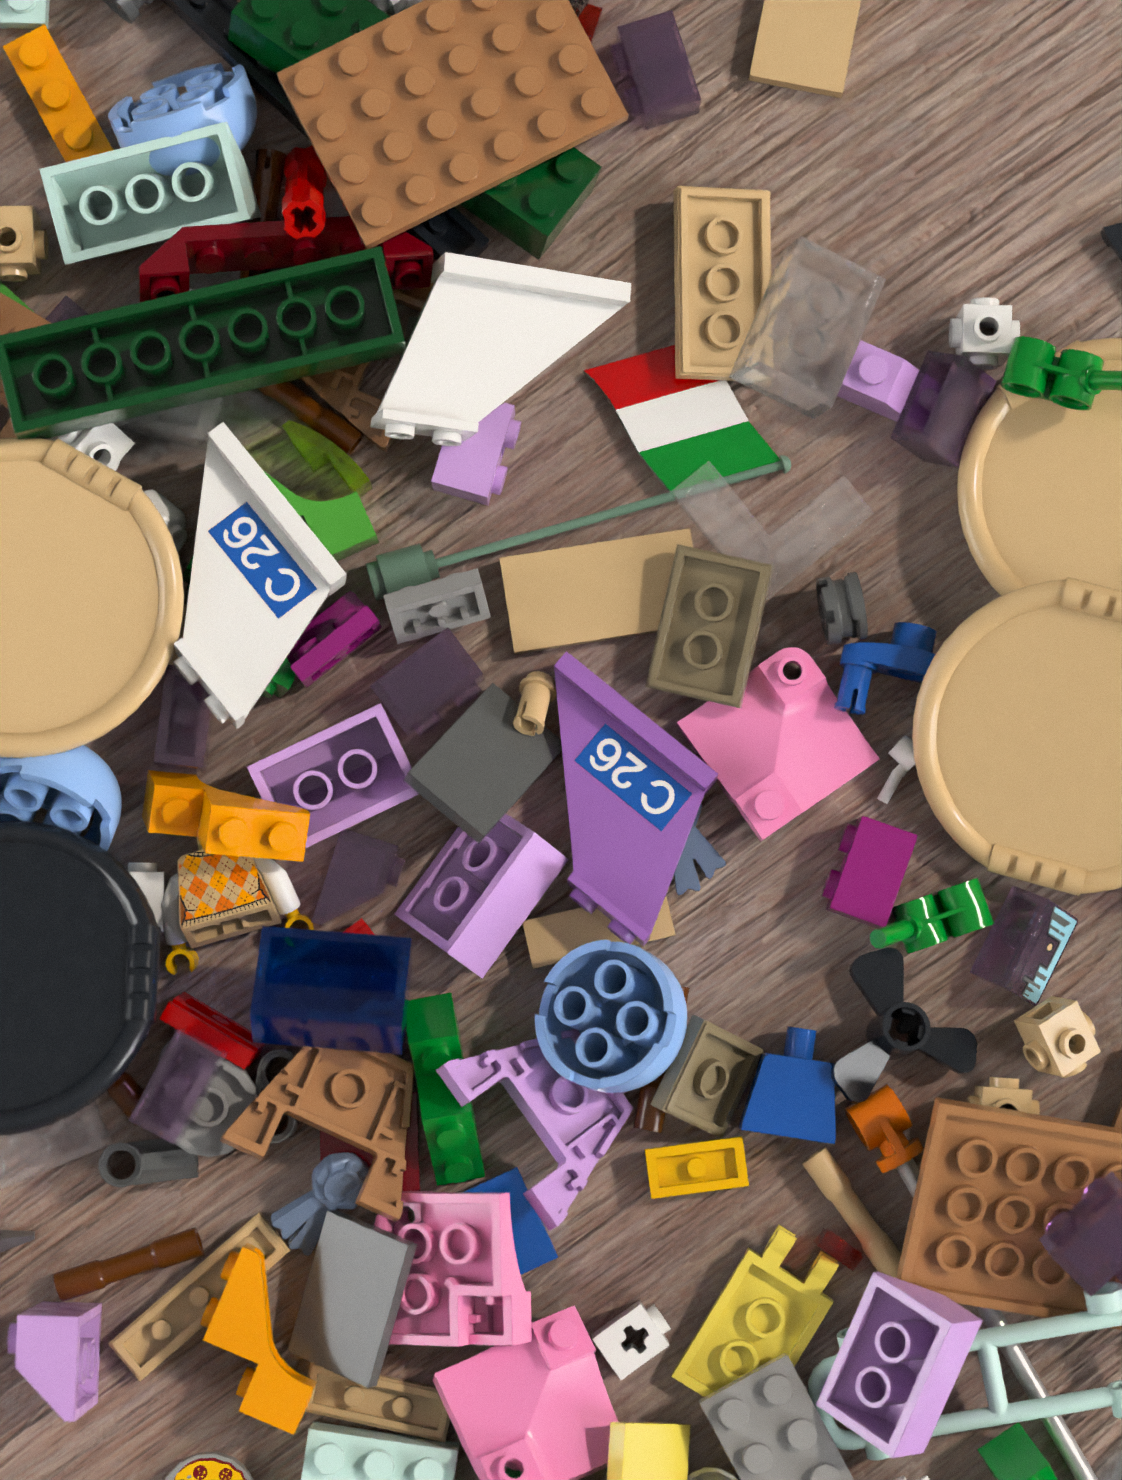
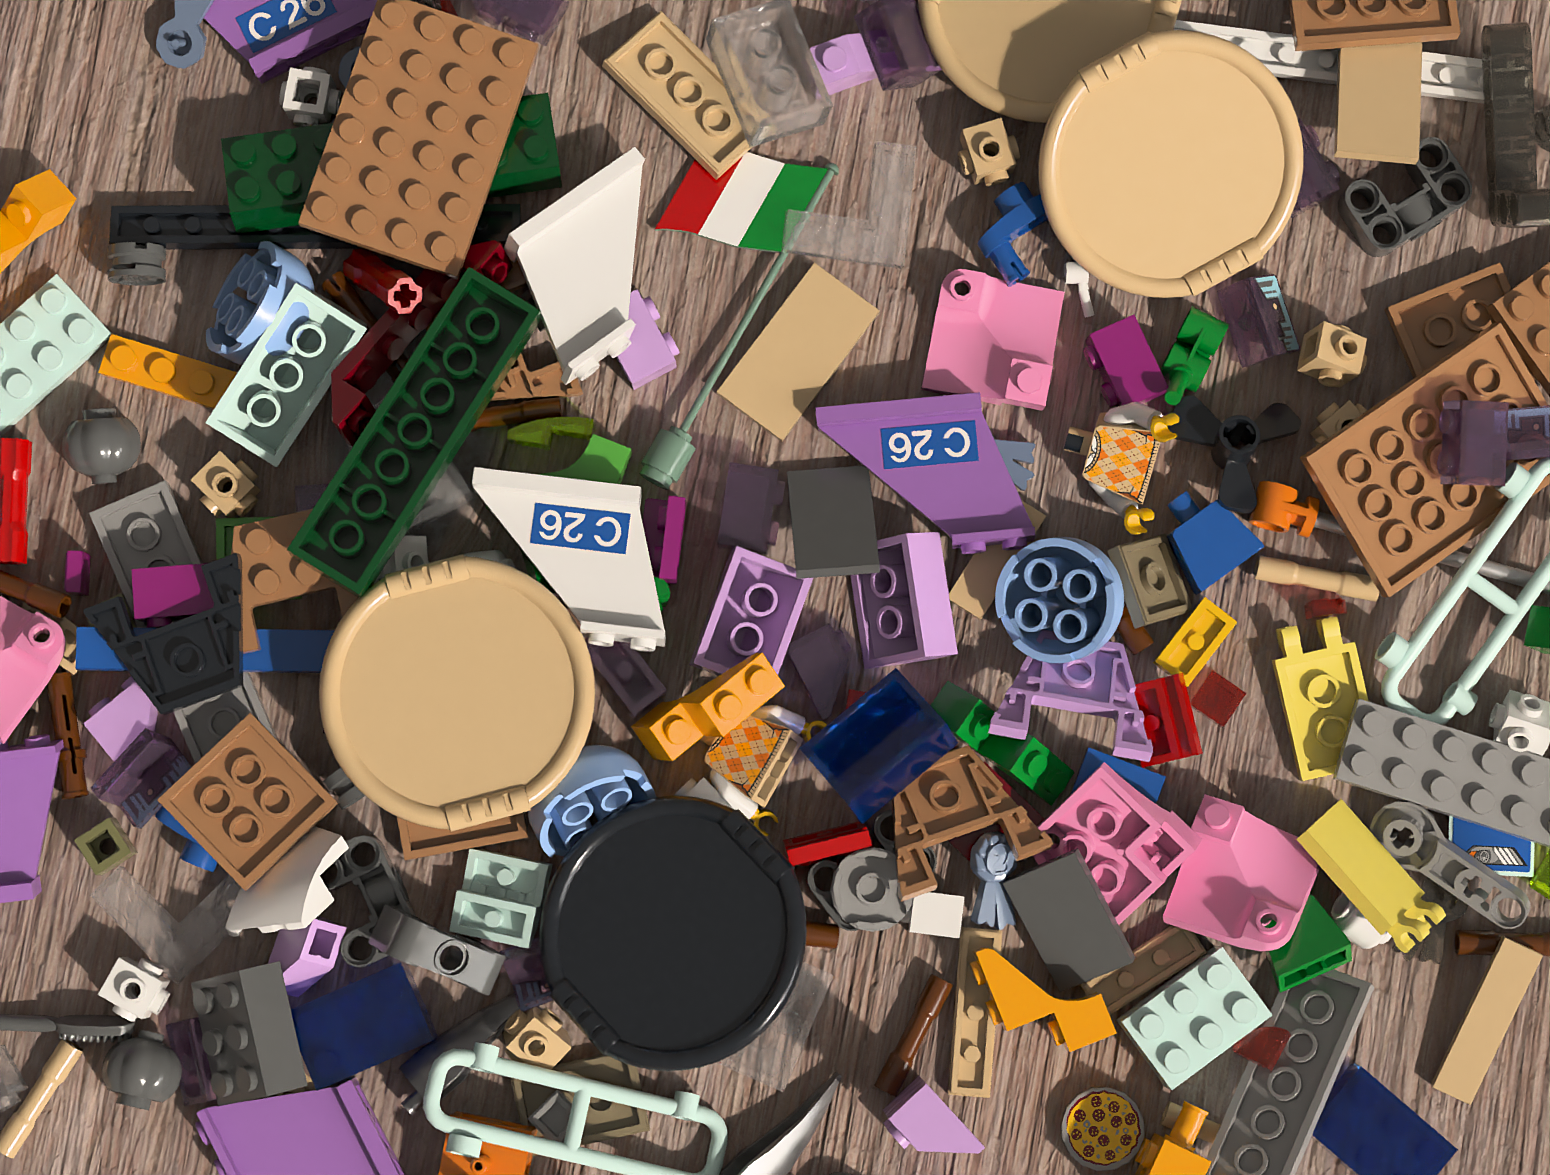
camera: 50 degrees left, 0 degrees up
(155, 1162) = (869, 957): dark grey piece -> none
(178, 1086) = (846, 891): clear purple brick -> none
(245, 1181) = (935, 915): none -> white brick
(437, 605) = (709, 456): light grey bracket -> none
(537, 692) = (820, 451): tan pin -> none
(605, 1209) = (1168, 719): none -> red plate
(629, 1358) = (1244, 790): white brick -> none
(668, 1234) = (1217, 698): none -> clear red tile
(709, 626) = (885, 309): dark tan tile -> none
(786, 949) = (1123, 457): none -> torso
(841, 608) = (954, 222): dark grey wheel -> none
(898, 1364) = (1430, 638): lavender slope -> none
(940, 564) = (983, 140): none -> tan brick

